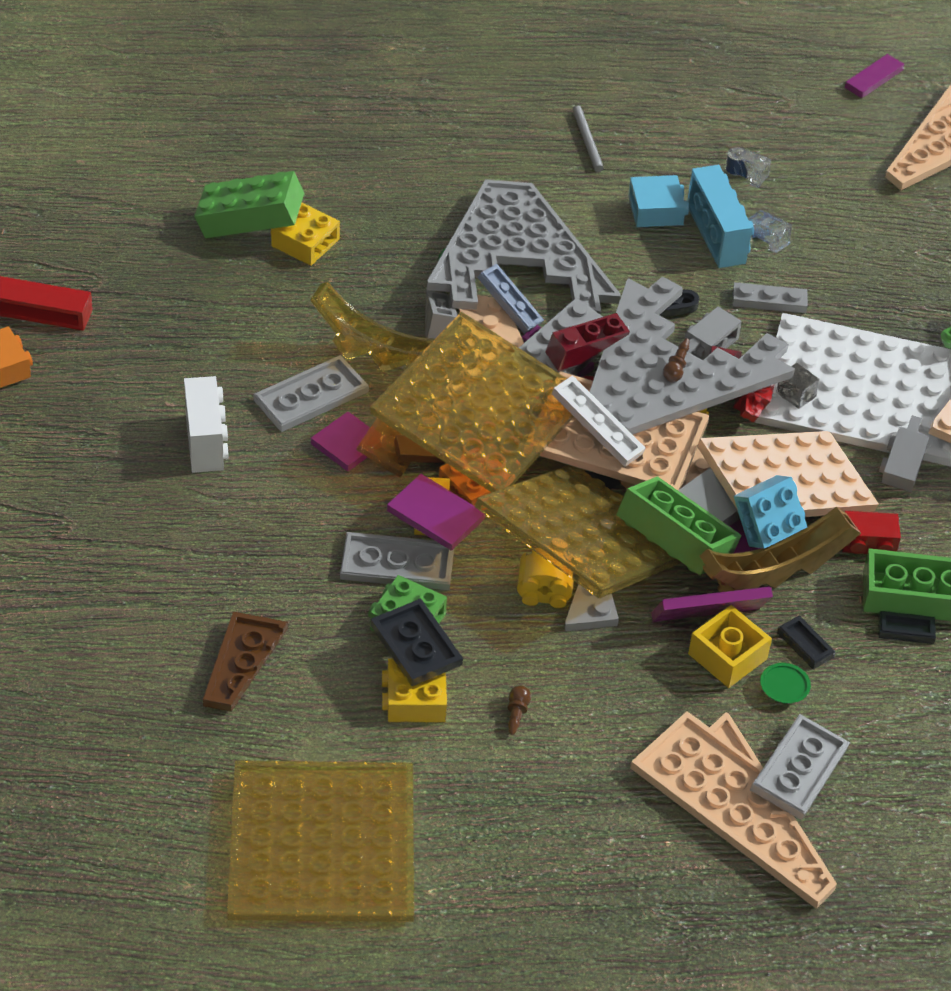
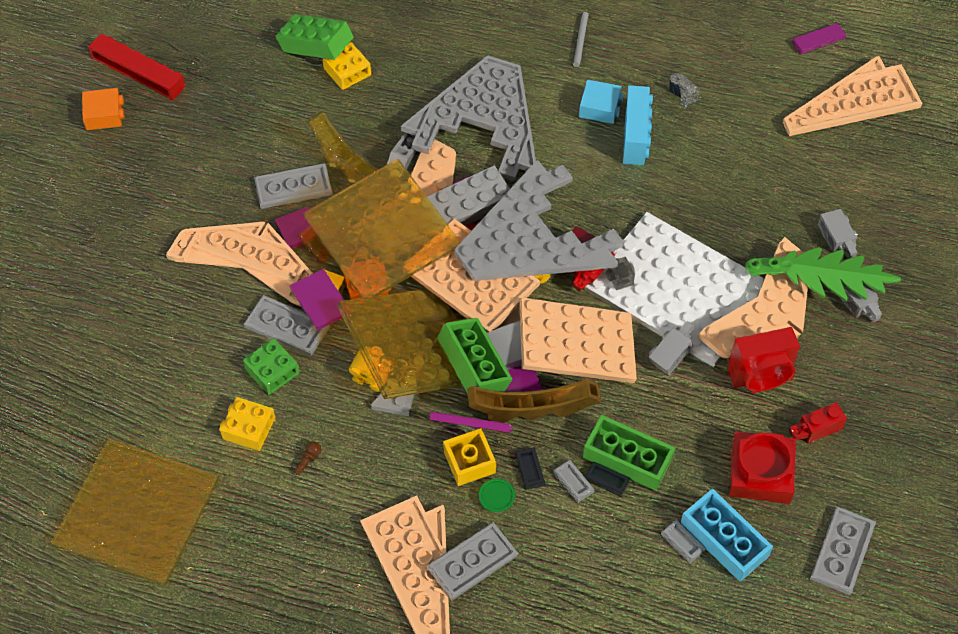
camera: 25 degrees right, 10 degrees up
(204, 424) = (206, 192): white brick -> none
(241, 656) = (151, 364): reddish brown wing -> none
(284, 482) = (243, 247): none -> light nougat wing
(416, 642) = (255, 392): black plate -> none
(510, 298) = (456, 151): sand blue tile -> none
(581, 342) = (477, 201): dark red slope -> none
(598, 421) = (454, 265): white plate -> none
(673, 369) = (526, 241): reddish brown bar -> none
(685, 304) = (574, 186): black plate -> none
(714, 329) = (584, 215): light grey hinge -> none
(770, 297) = (645, 197): light grey plate -> none
(770, 511) = (539, 368): medium azure brick -> none
(771, 230) = (671, 144): clear leg -> none
(867, 641) = (573, 481): none -> light grey tile
(877, 532) = (617, 400): red hinge -> none

